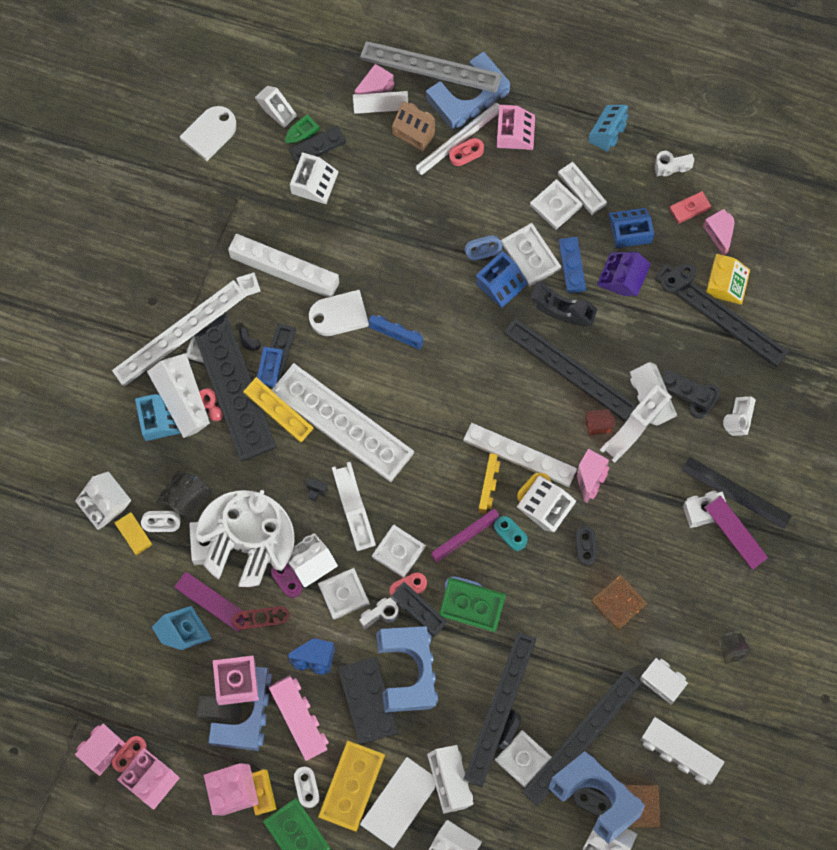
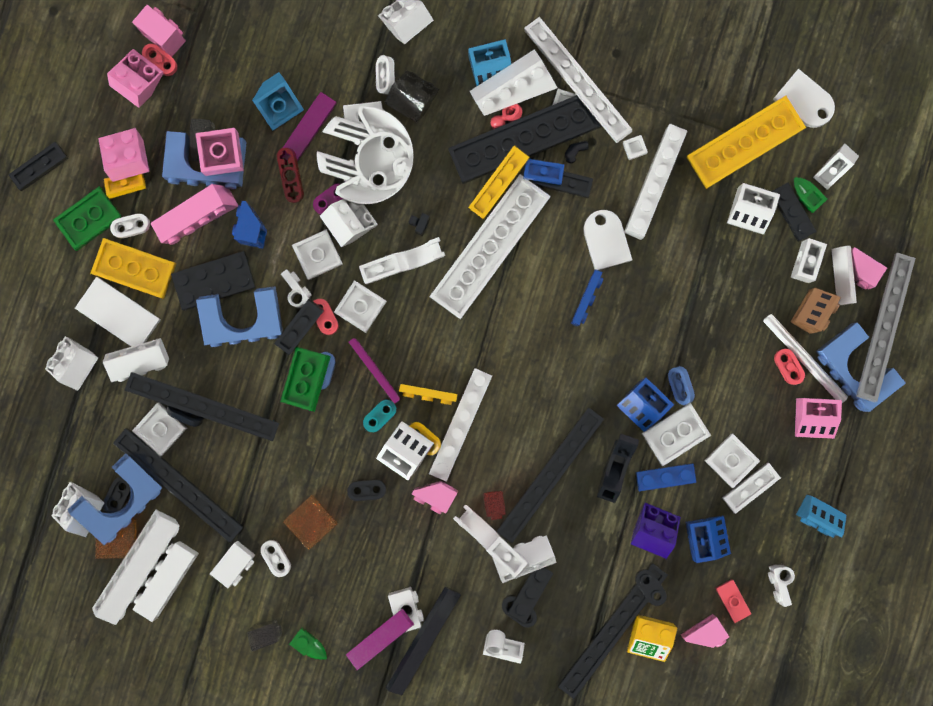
camera: 85 degrees right, 15 degrees up
(133, 533) = (373, 49): yellow tile -> none
(248, 184) = (746, 142): none -> yellow plate
(366, 131) = (808, 260): none -> white brick
(656, 639) = (275, 558): none -> white plate
(668, 781) = (136, 567): none -> white brick
(744, 608) = (308, 645): none -> green plate

